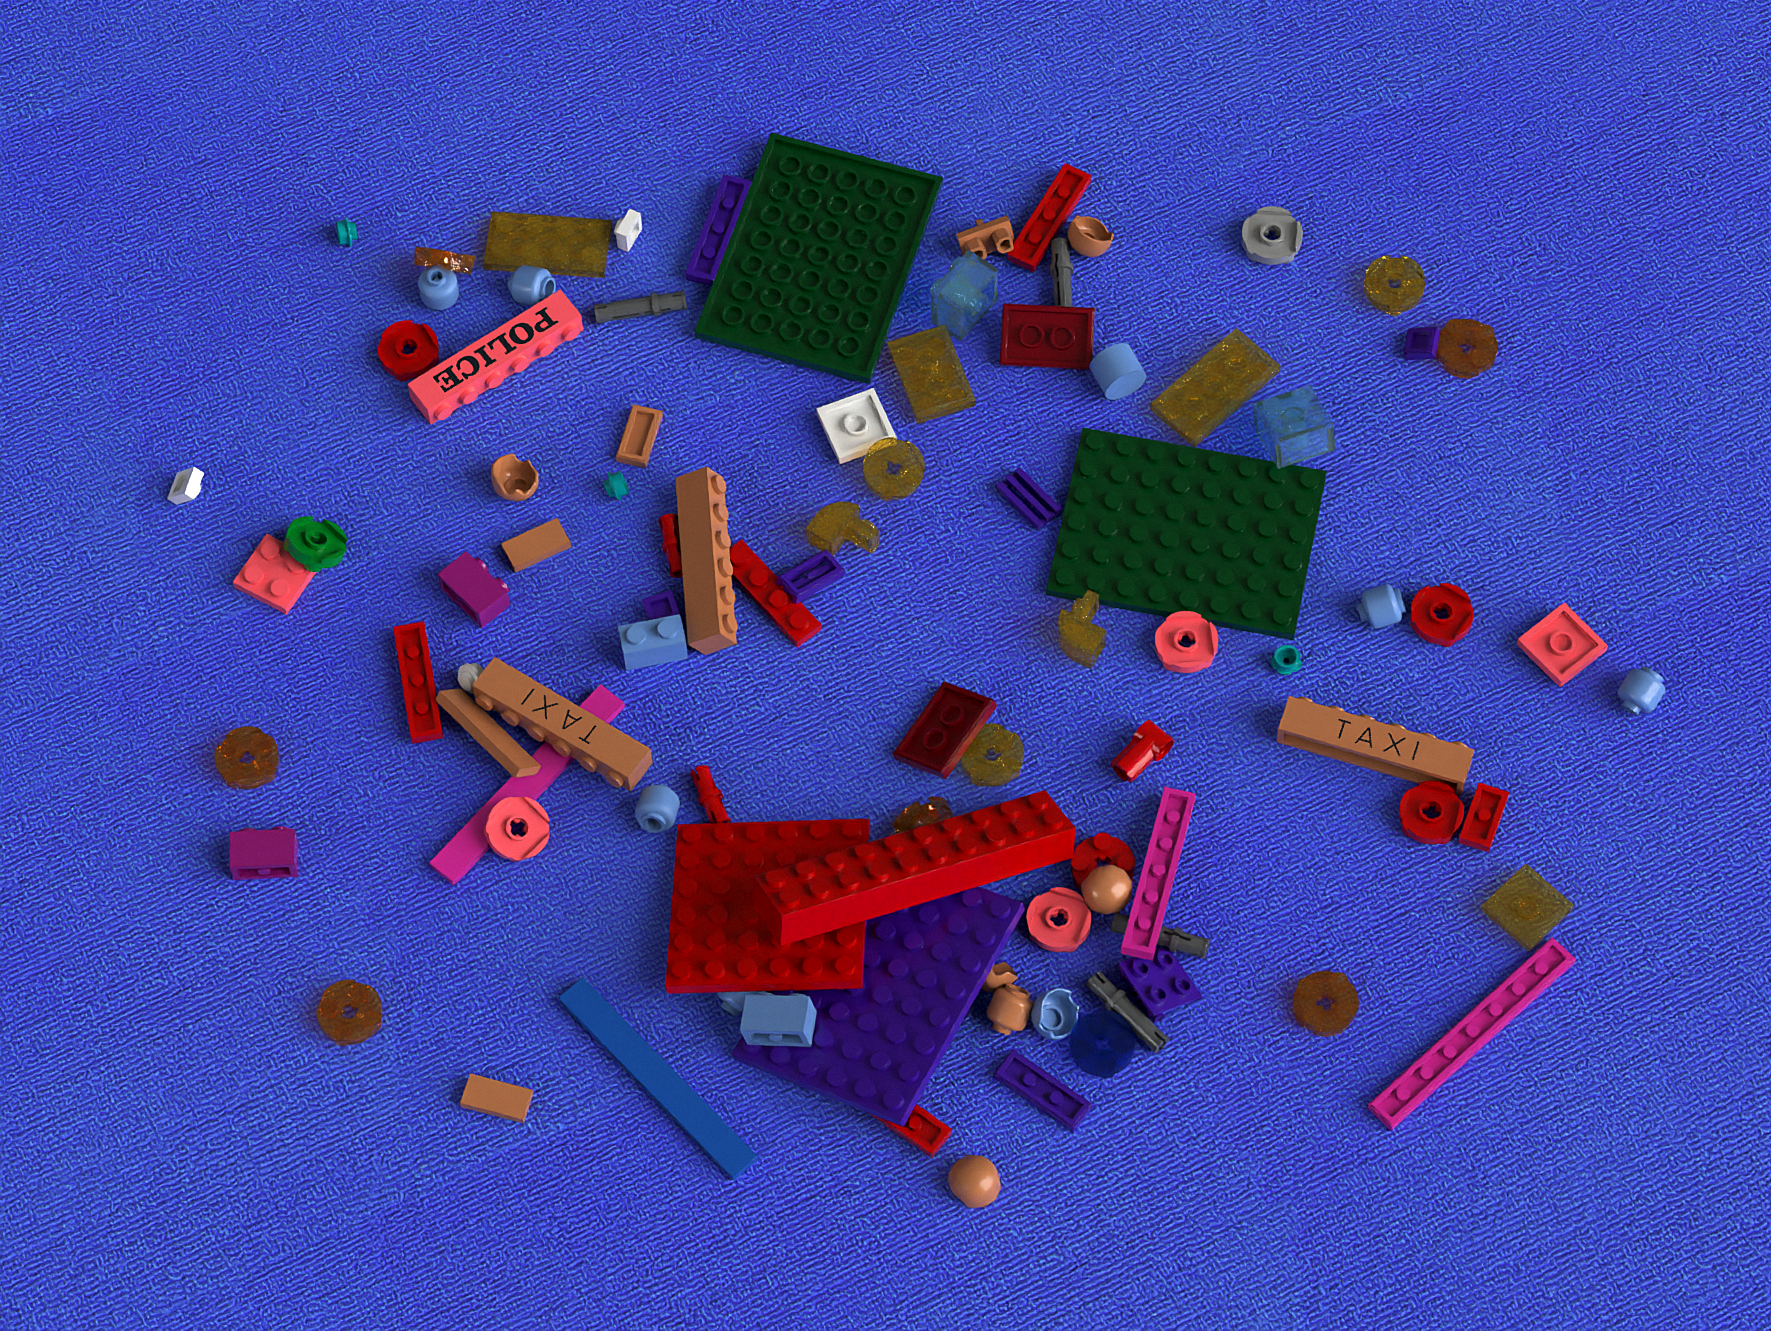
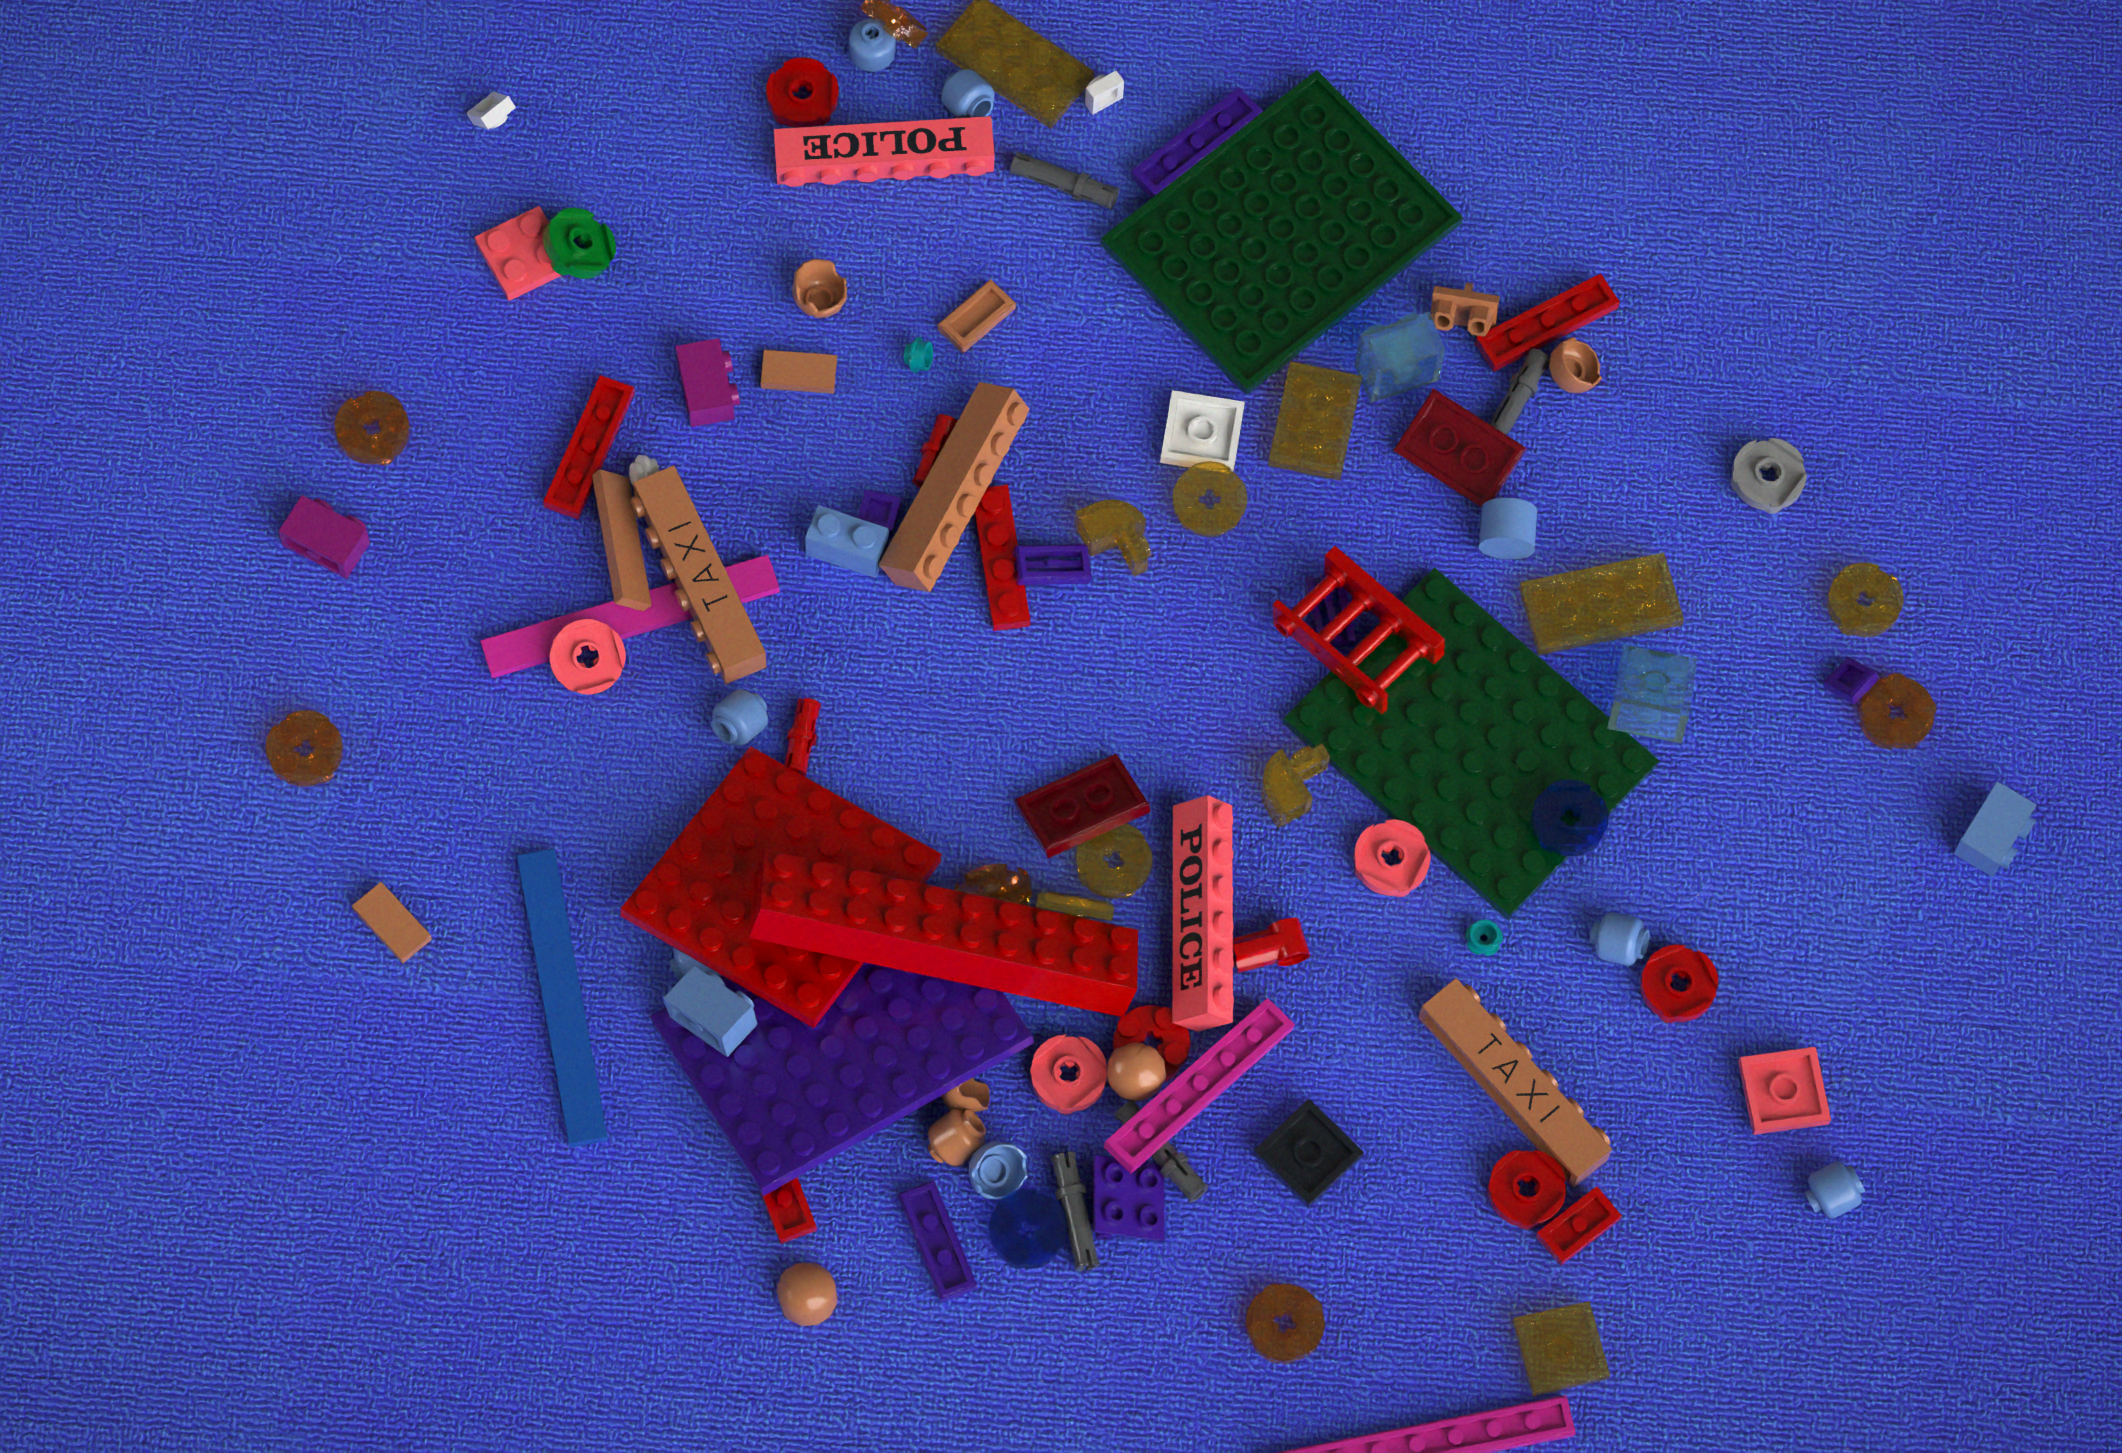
camera: 25 degrees right, 5 degrees up
(990, 798) = (1076, 905): none -> clear yellow plate
(1067, 470) = (1366, 595): none -> red fence
(1082, 754) = (1202, 914): none -> coral brick
(1264, 877) = (1308, 1153): none -> black plate
(1291, 559) = (1584, 803): none -> clear blue plate
(1587, 387) = (1995, 829): none -> medium blue brick

